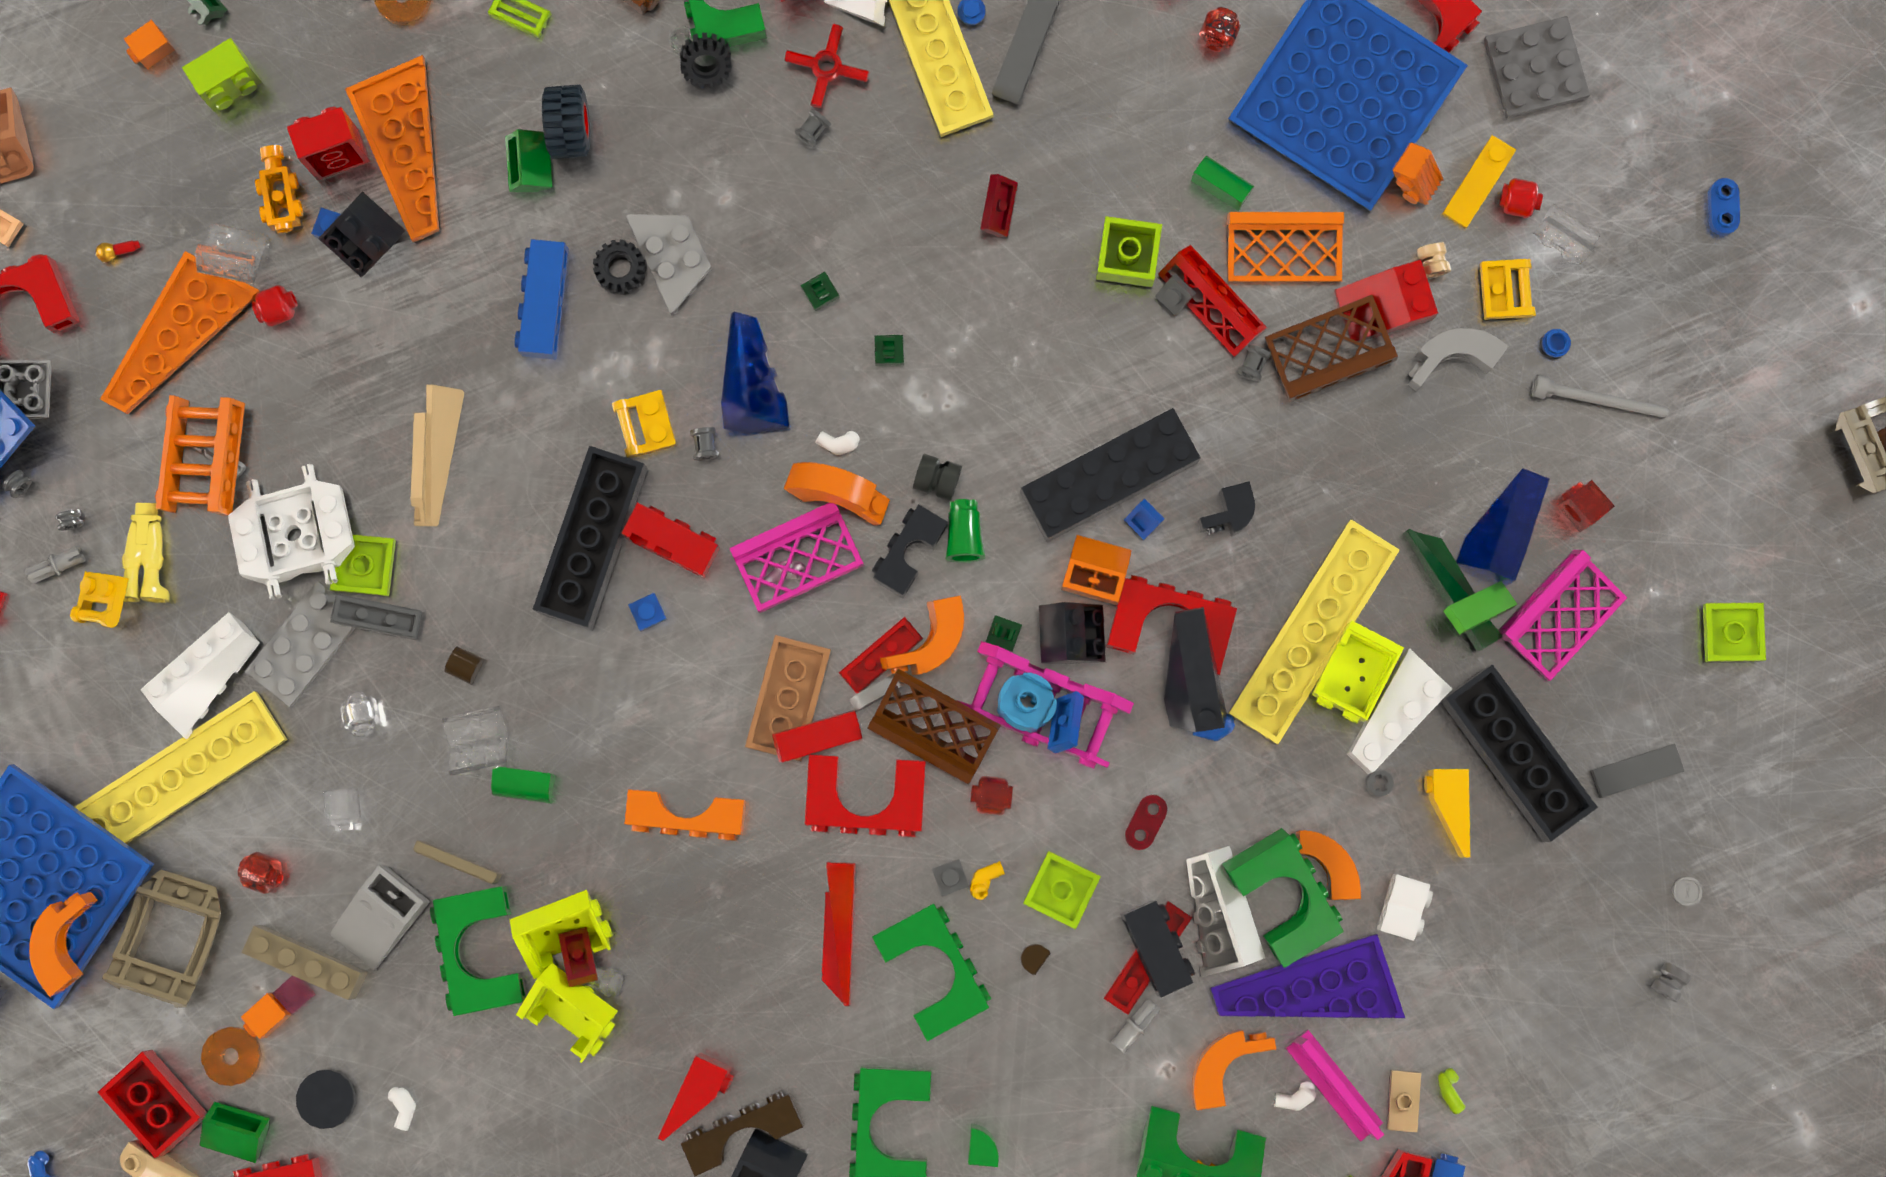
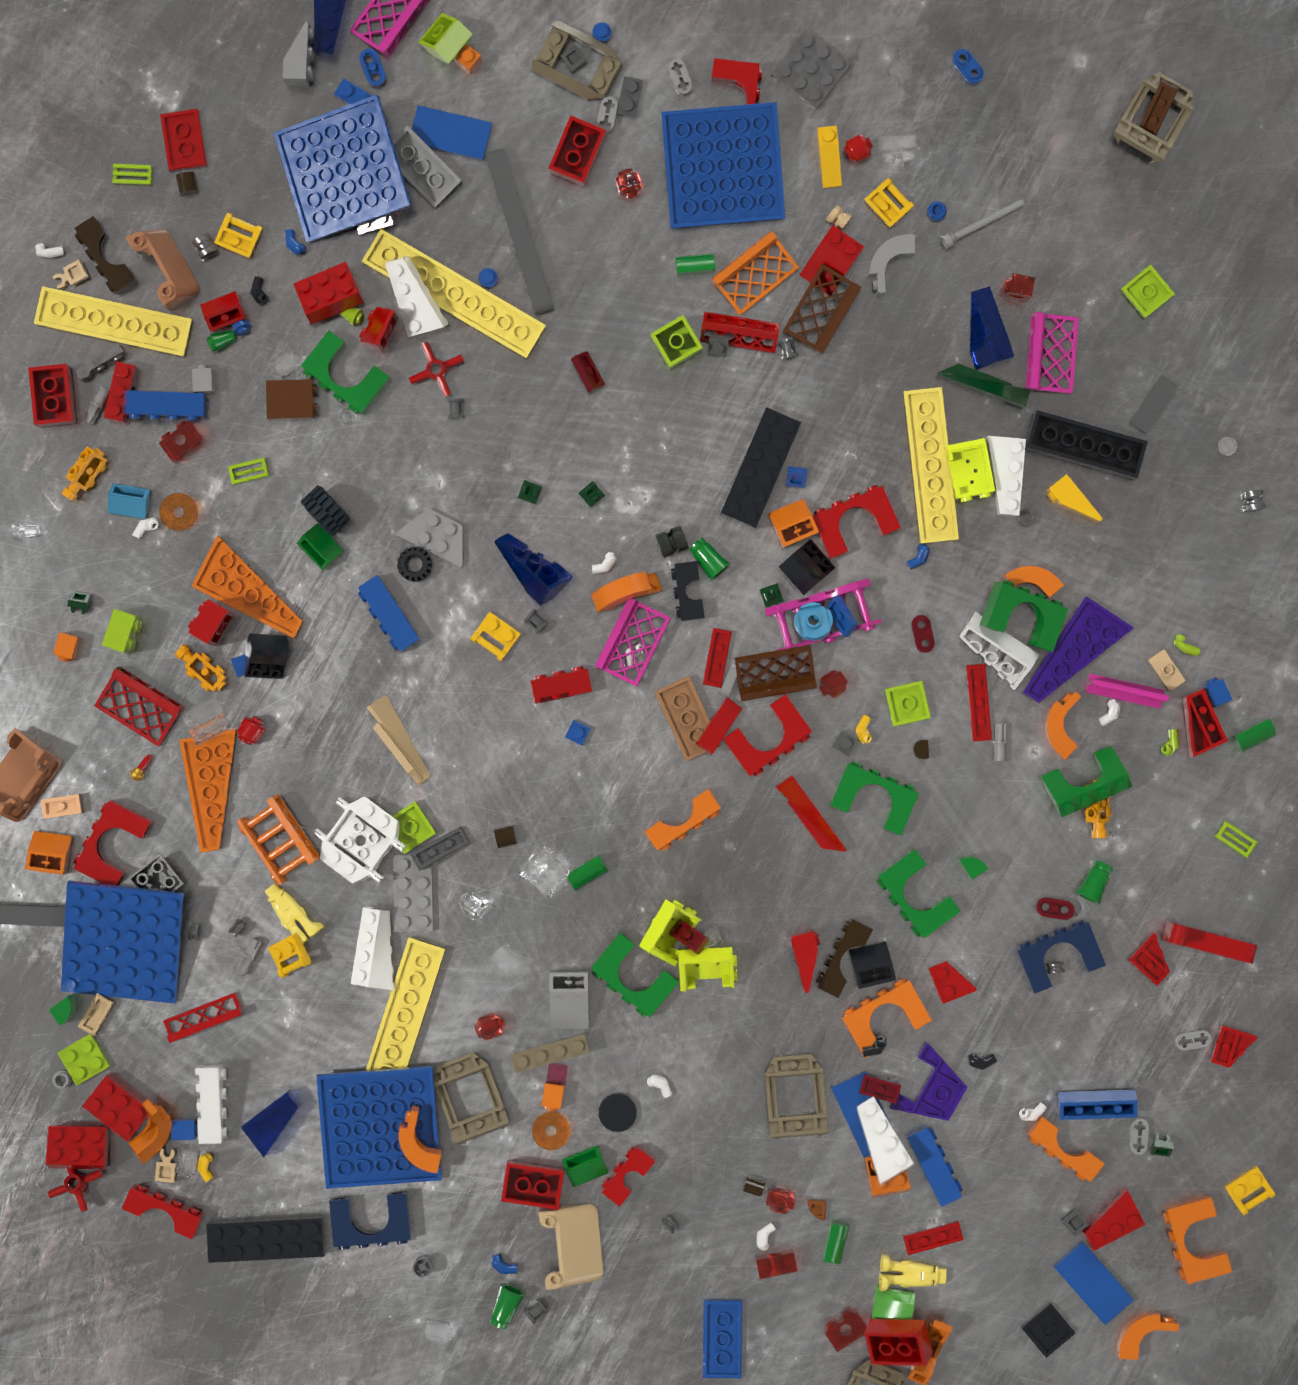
camera: 40 degrees left, 5 degrees up
(192, 162) = (143, 690): none -> red fence
(457, 862) = (586, 939): dark tan tile -> none
(590, 538) = (517, 718): black brick -> none
(705, 74) = (376, 424): black tyre -> none
(944, 635) = (743, 625): orange arch -> none
(1158, 948) = (981, 693): black brick -> none
(1192, 682) = (889, 542): black wedge -> none
(1238, 510) = (842, 433): black brick -> none
(1404, 907) = (1089, 571): white brick -> none
(1417, 174) = (795, 180): orange brick -> none
(1480, 607) = (1007, 384): bright green tile -> none

